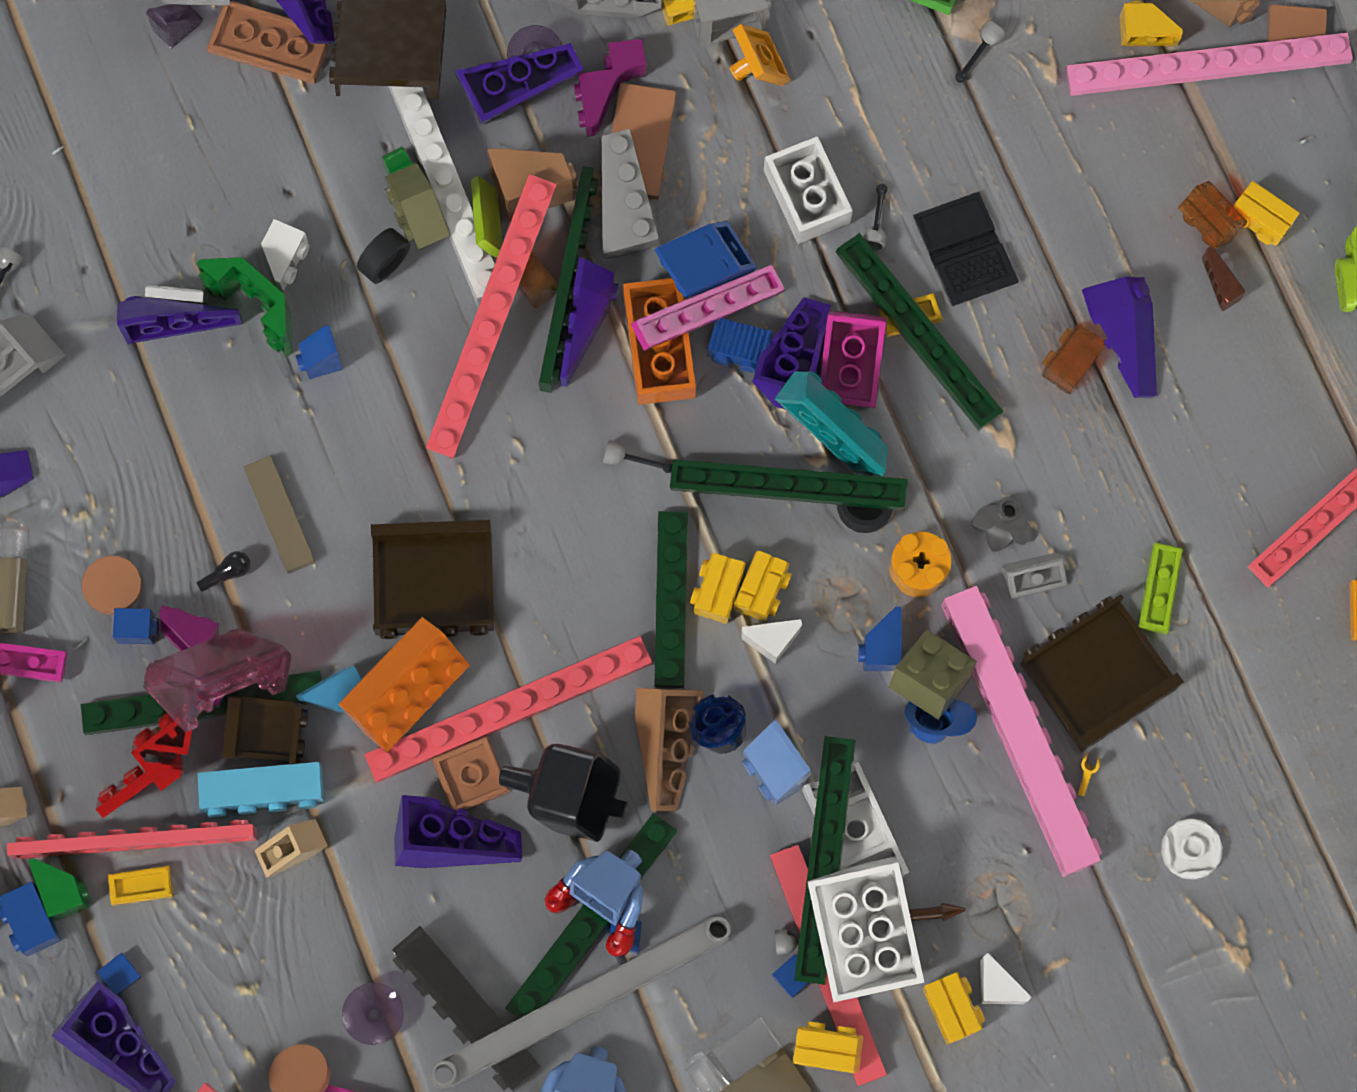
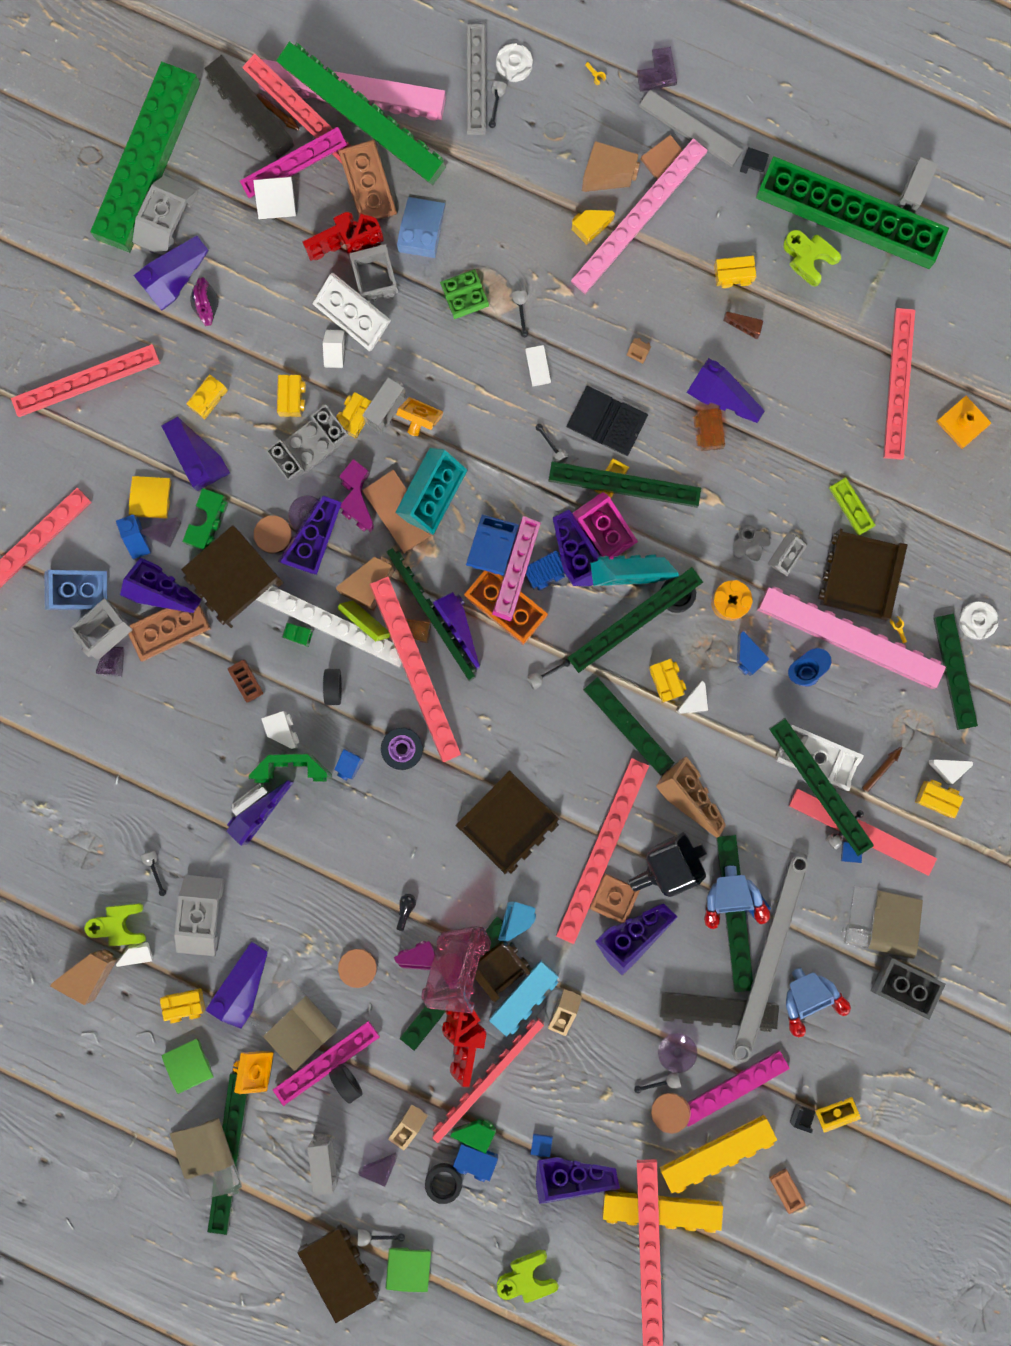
camera: 35 degrees left, 10 degrees up
(135, 626) = (389, 978): blue brick -> none
(140, 885) = (510, 1095): yellow tile -> none
(279, 514) = (403, 859): dark tan tile -> none
(302, 145) = (237, 666): none -> copper slope
(337, 1041) = (672, 1081): none -> hinge
(388, 375) = (406, 760): none -> black wheel
(404, 684) = (546, 888): orange brick -> none
(416, 206) = (326, 649): olive brick -> none
(478, 42) = (272, 534): none -> nougat tile
(625, 203) = (424, 550): light grey wedge -> none
(696, 148) = (431, 490): none -> teal slope
(718, 588) = (647, 700): yellow brick -> none
(718, 724) = (709, 767): clear blue cone -> none
(776, 764) = (756, 762): medium blue slope -> none
(807, 190) = (506, 462): white brick -> none
(827, 1048) = (901, 872): yellow brick -> none
(865, 929) = (870, 802): white slope -> none
(932, 674) = (788, 650): olive brick -> none
(943, 123) = (537, 365): none -> white tile
(1072, 203) = (639, 350): none -> medium nougat tile
(1109, 882) = (955, 671): none -> dark green plate
(1212, 215) = (712, 295): clear orange brick -> none

